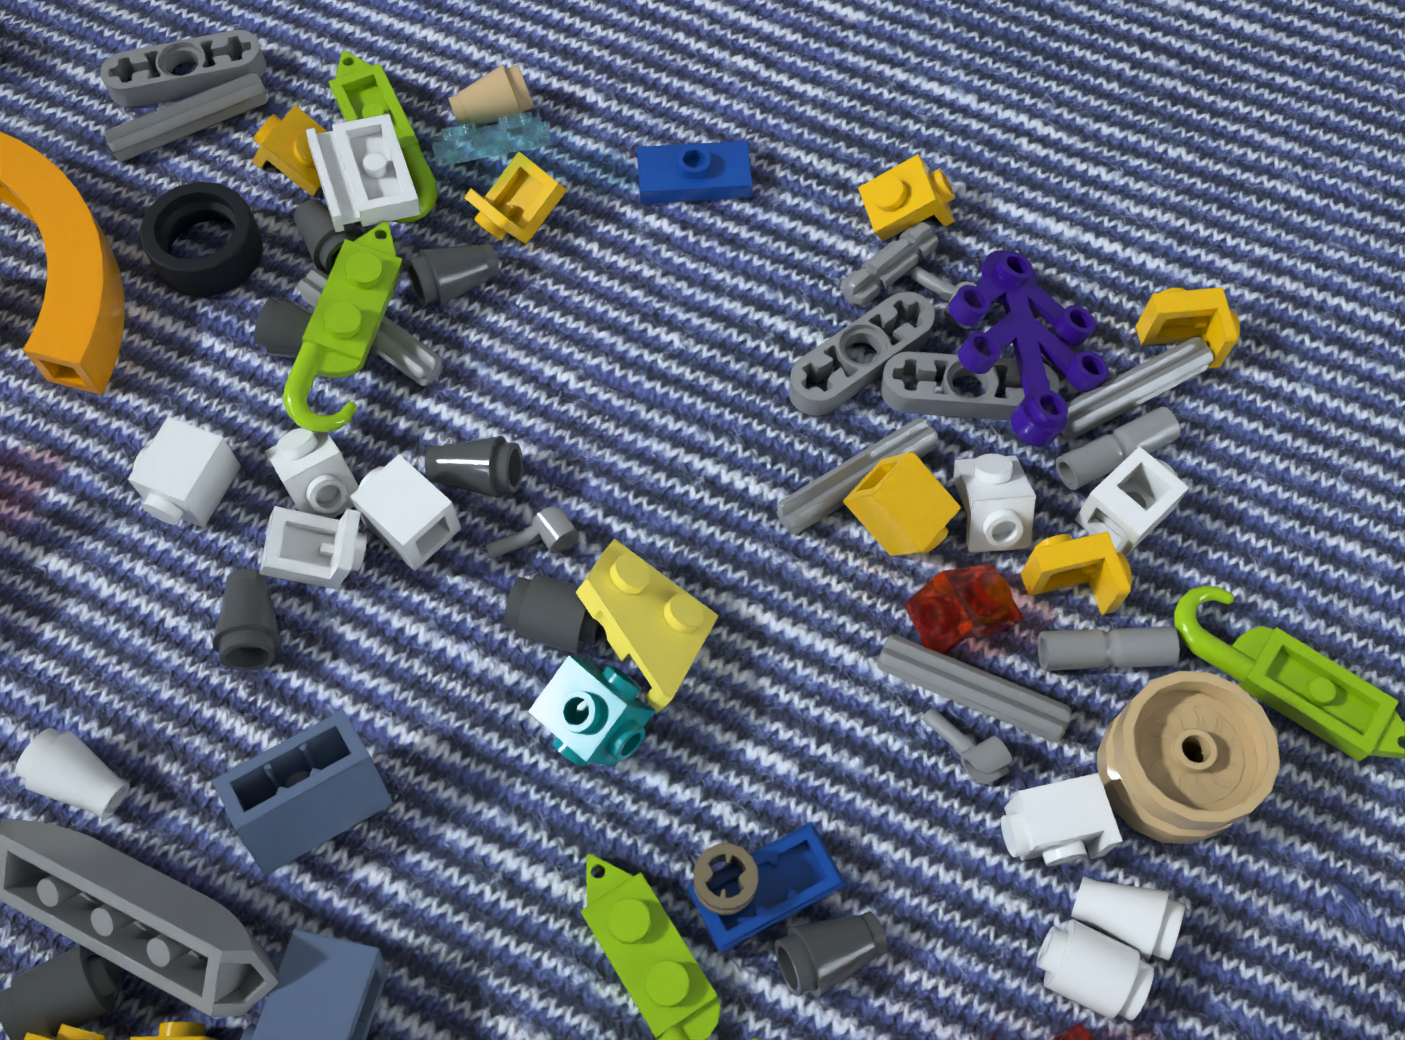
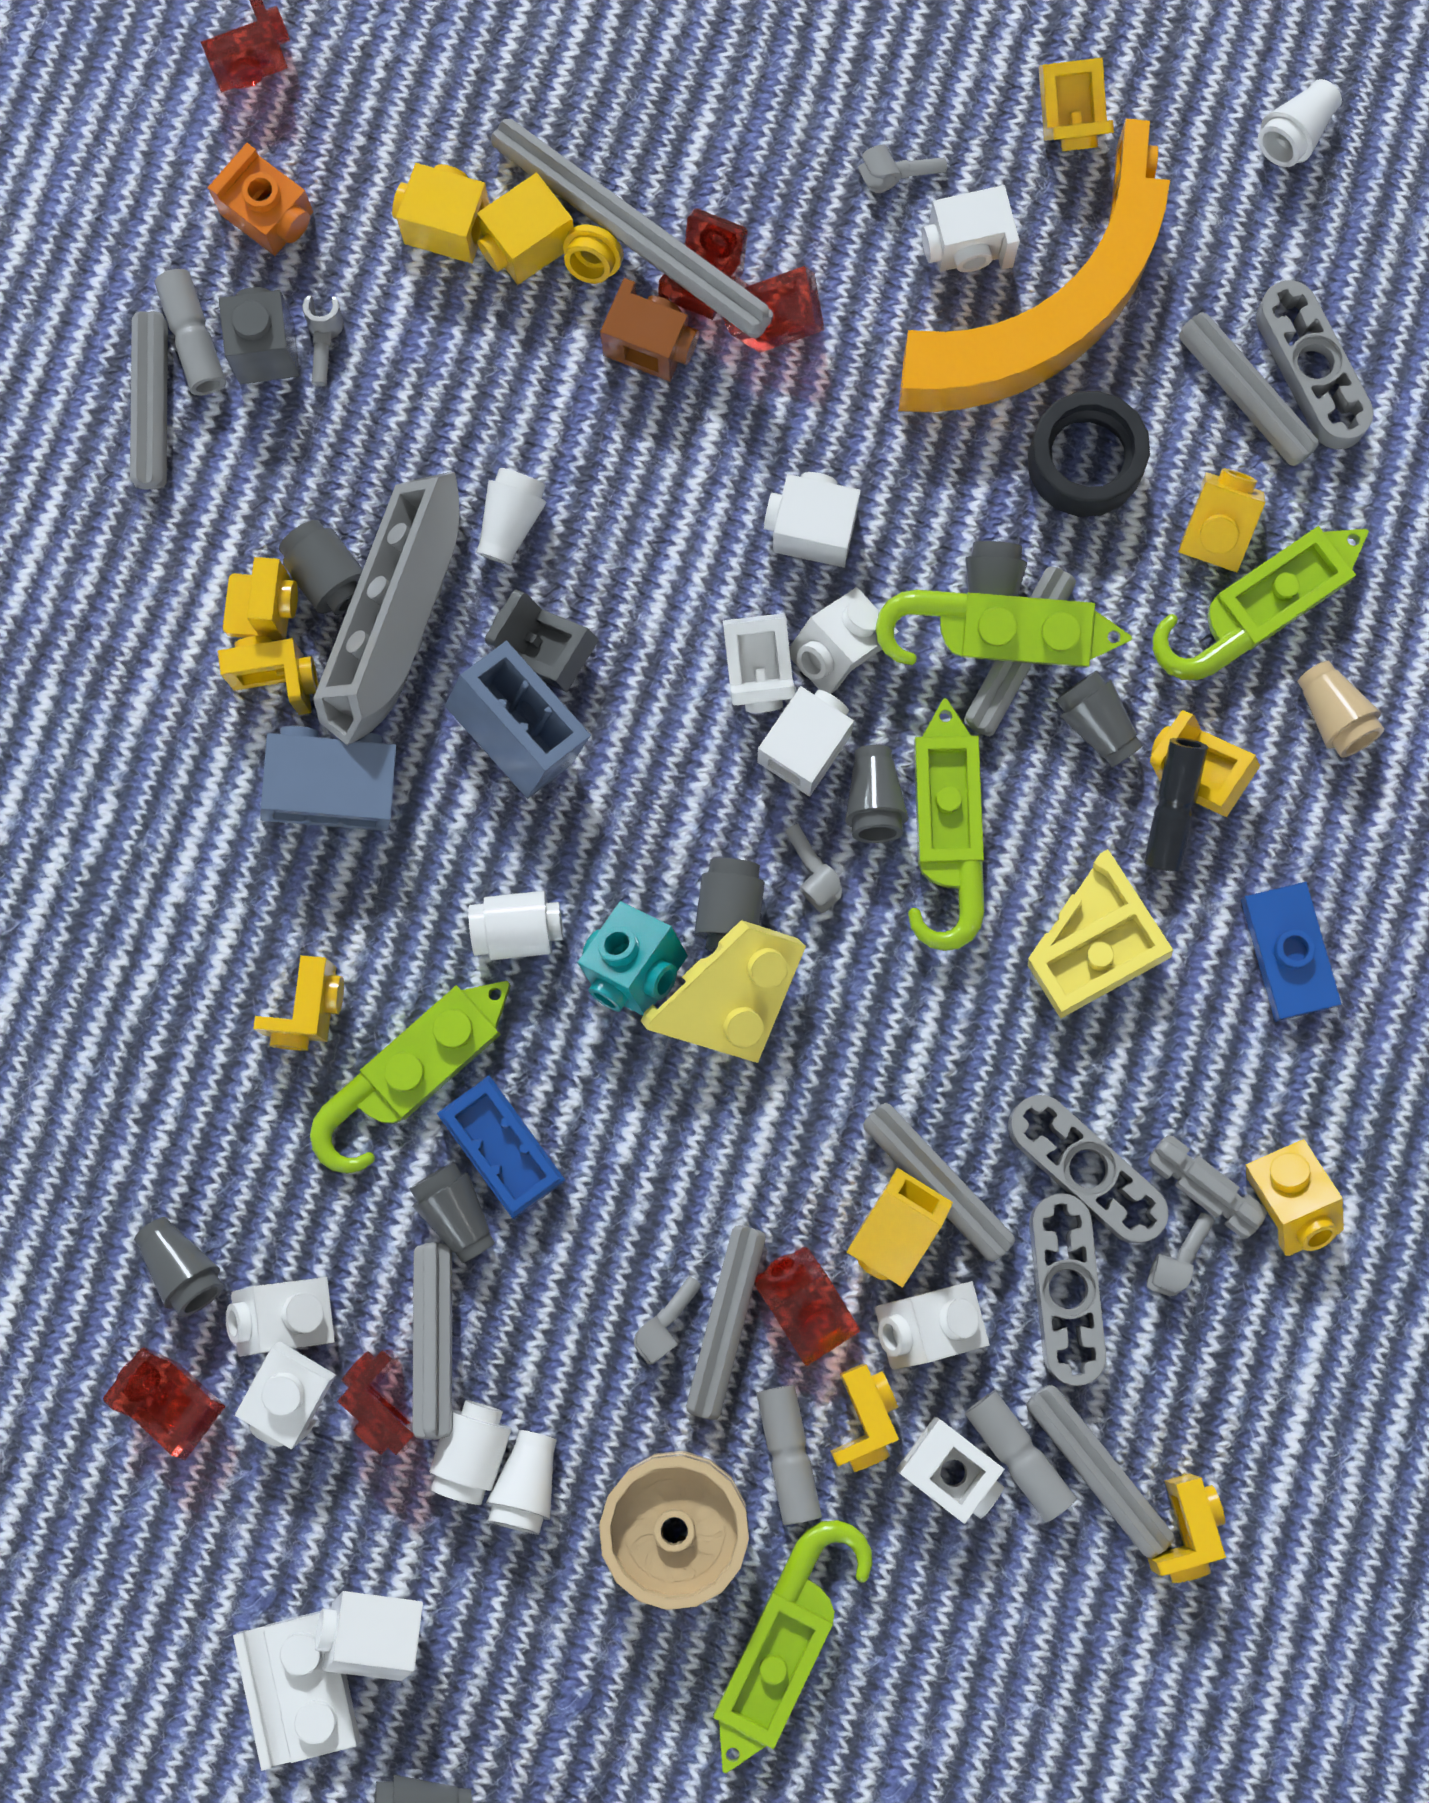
camera: 85 degrees right, 15 degrees up
(229, 740) = (545, 641): none -> dark grey bracket
(246, 623) = (676, 622): dark grey cone -> none
(319, 233) = (1118, 579): dark grey cone -> none
(363, 172) = (1186, 598): white plate -> none
(471, 143) = (1267, 721): clear light blue plate -> none
(517, 407) = (949, 824): none -> lime plate
(529, 834) = (515, 925): none -> white brick
(541, 216) = (1174, 812): none -> black piece
(654, 308) = (1098, 940): none -> light yellow wing
(747, 881) = (496, 1086): dark tan bush -> none
(973, 992) = (432, 1341): none -> light grey axle
(1012, 282) = (1134, 1342): dark purple plant -> none
(1061, 821) = (599, 1411): white brick -> none

